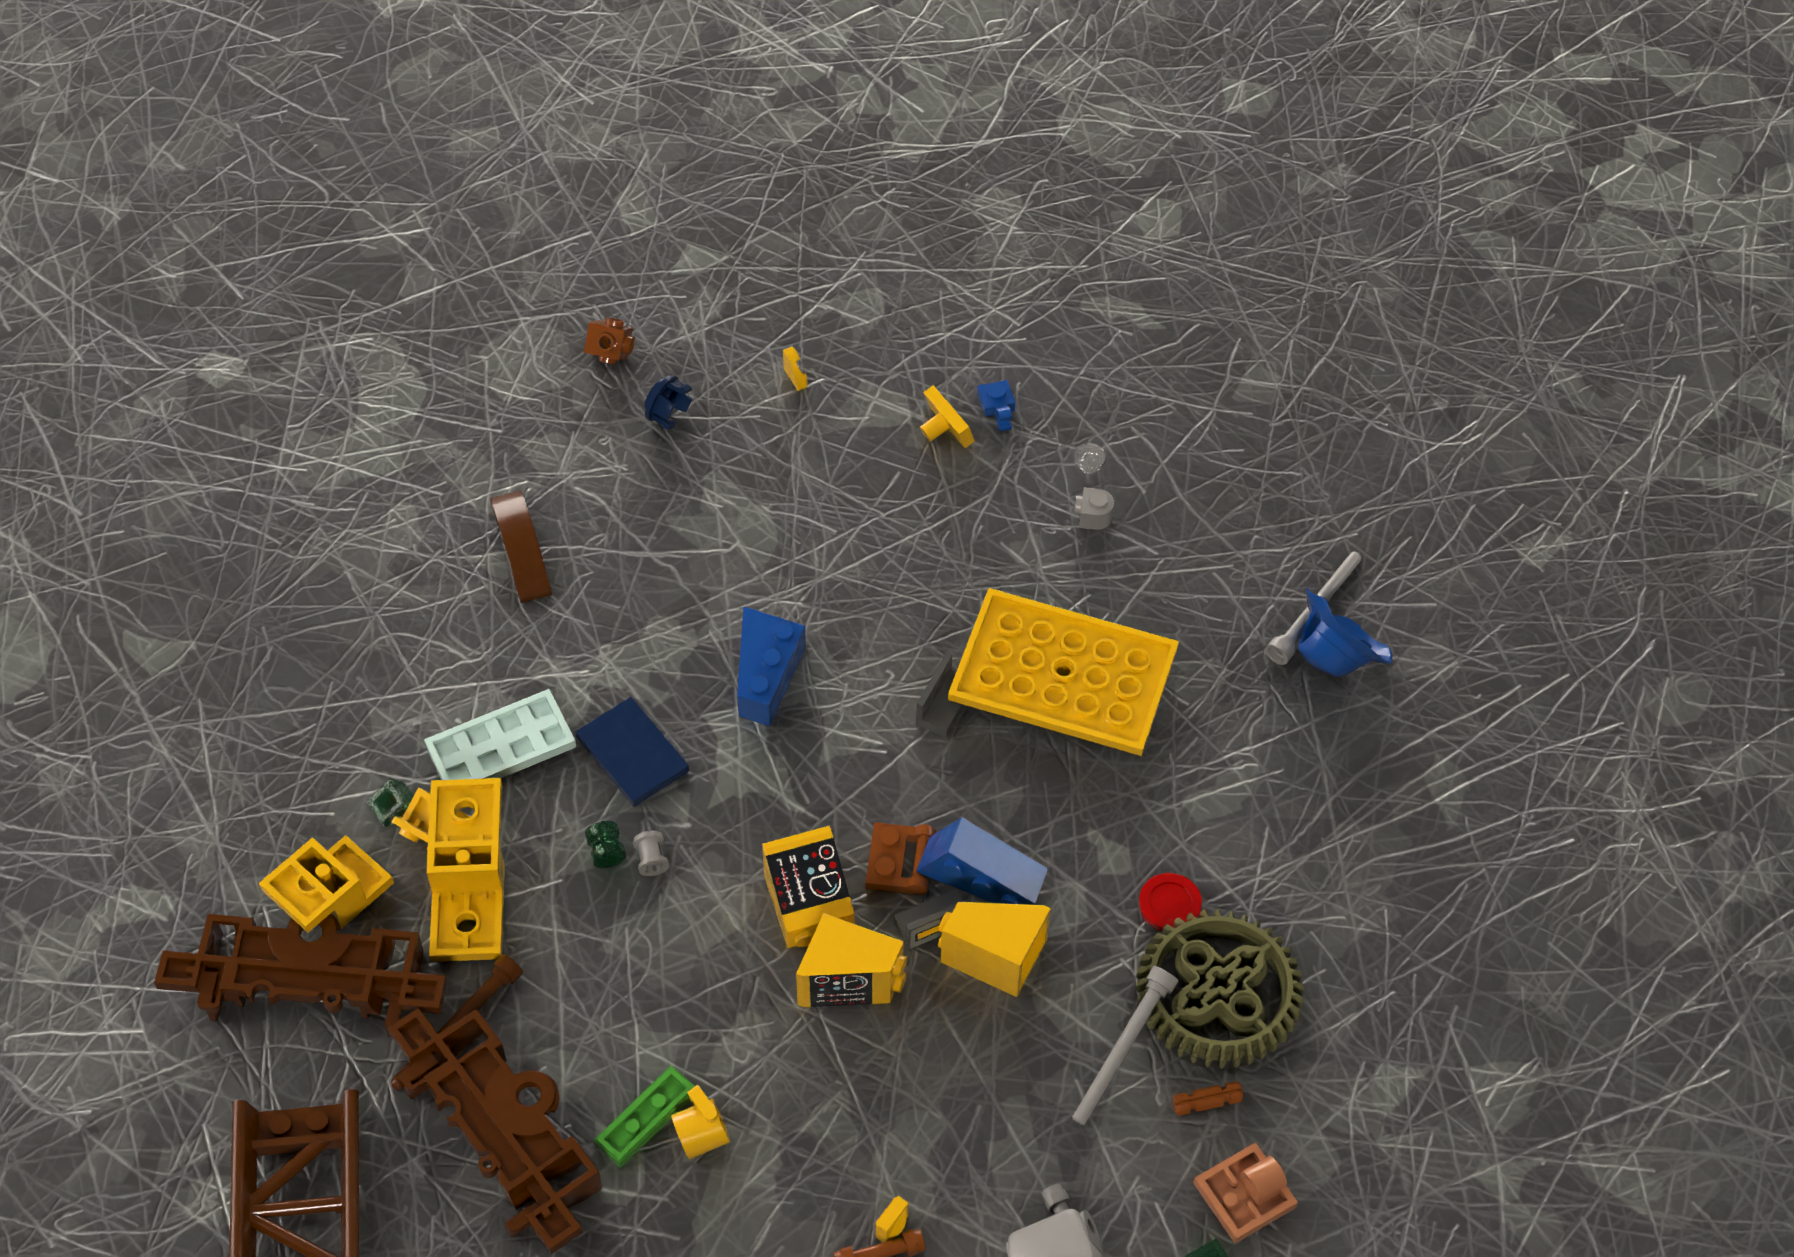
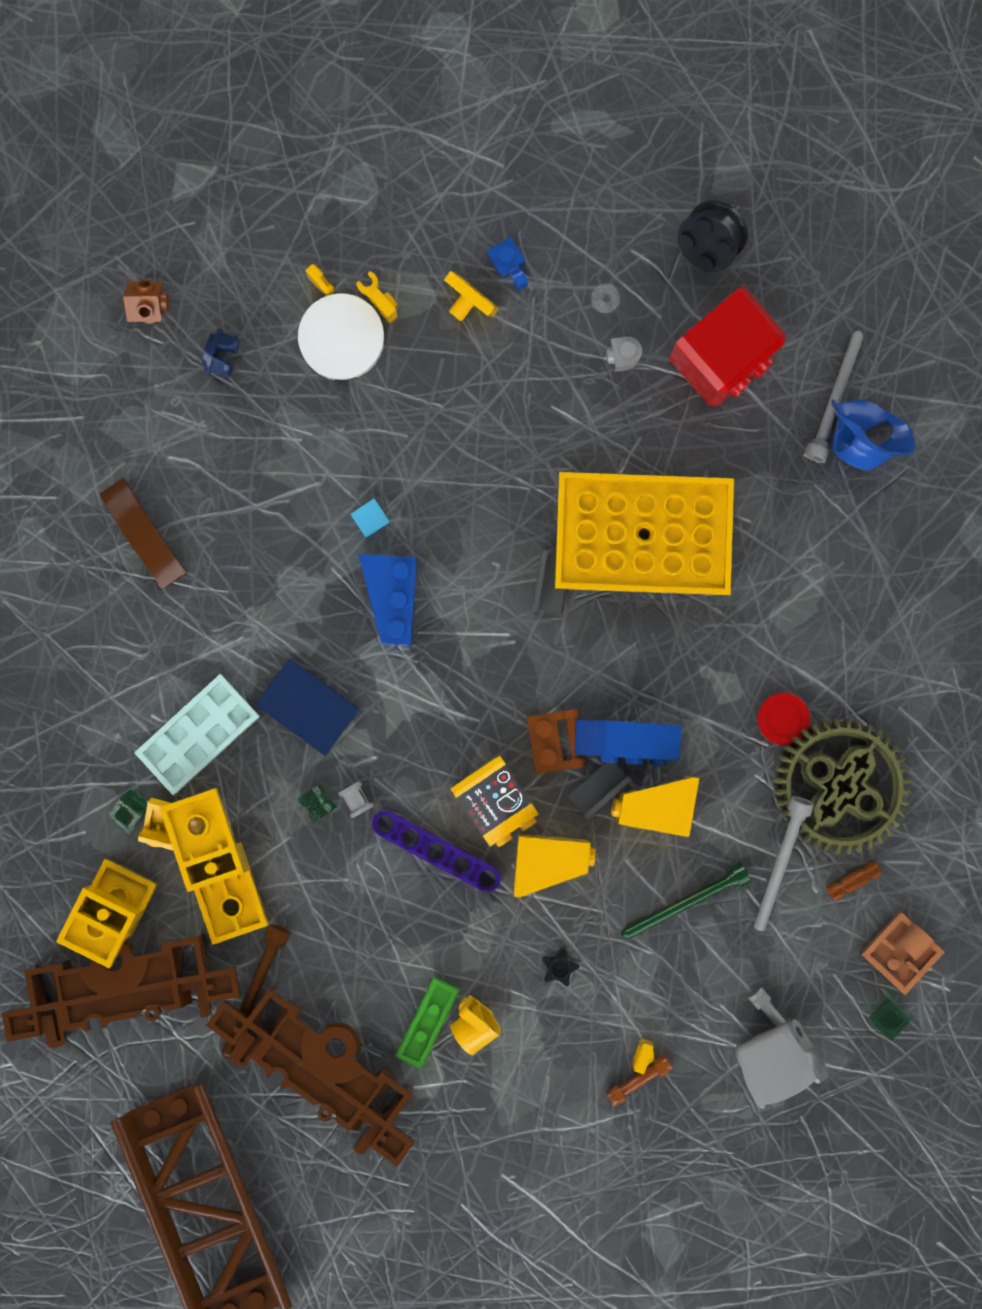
camera: 10 degrees left, 30 degrees up
(727, 948) = (421, 850): none -> dark purple beam
(768, 591) = (370, 518): none -> medium azure tile
(798, 424) = (341, 336): none -> white tile
(817, 1093) = (560, 975): none -> black plate
(851, 401) = (383, 303): none -> yellow plate
(1065, 1054) = (734, 877): none -> dark green piece
(1204, 514) = (728, 348): none -> red plate
(1219, 419) = (713, 235): none -> black wheel

